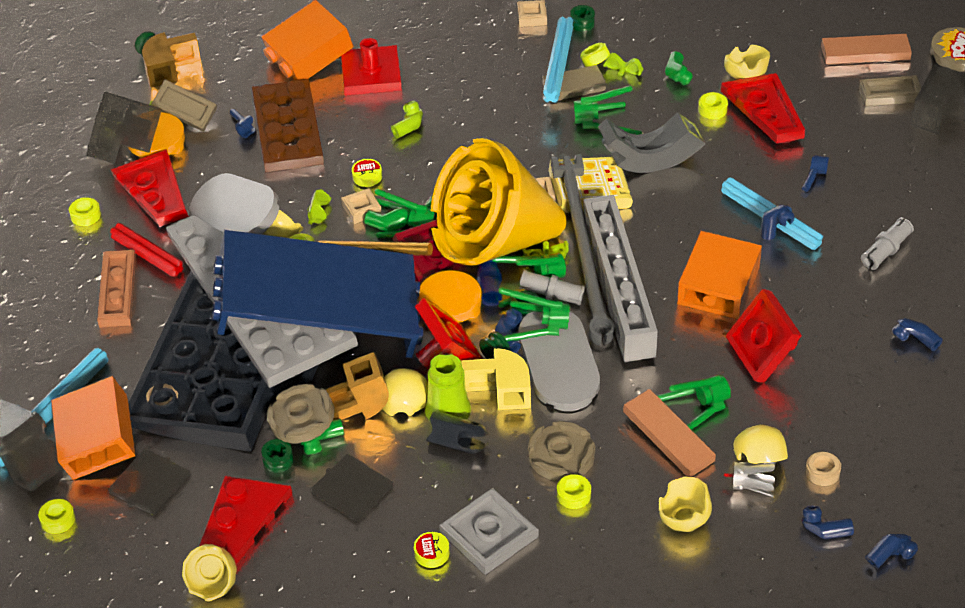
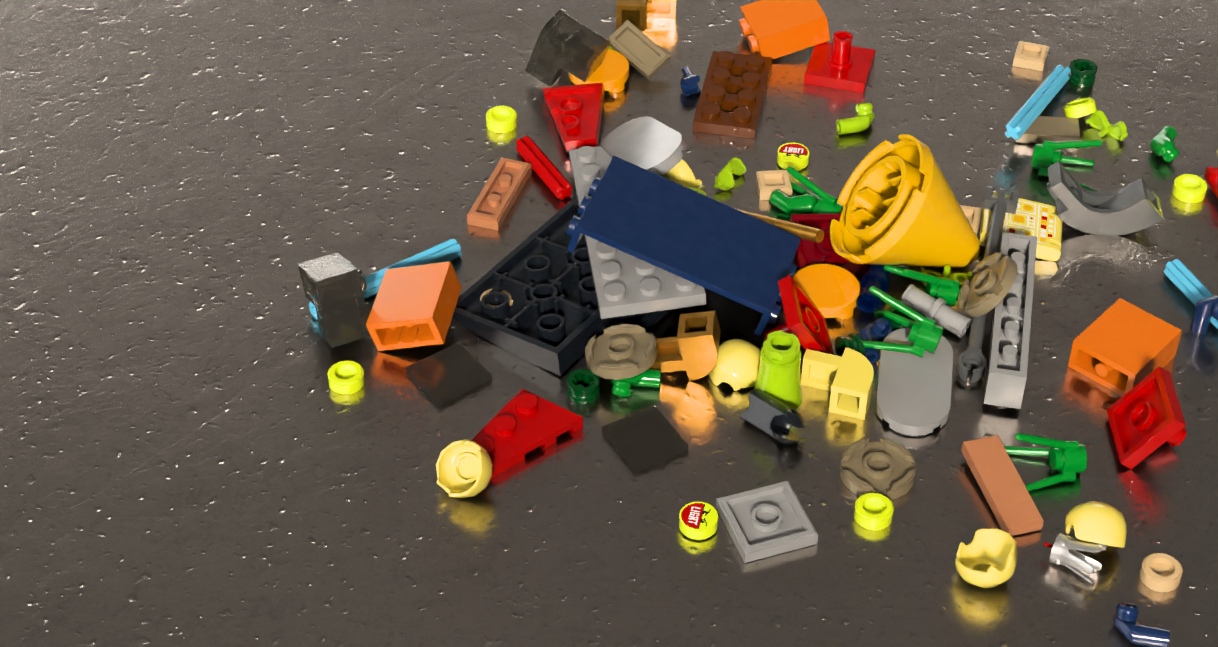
camera: 20 degrees right, 5 degrees down
(591, 253) = (989, 285): none -> dark tan tile

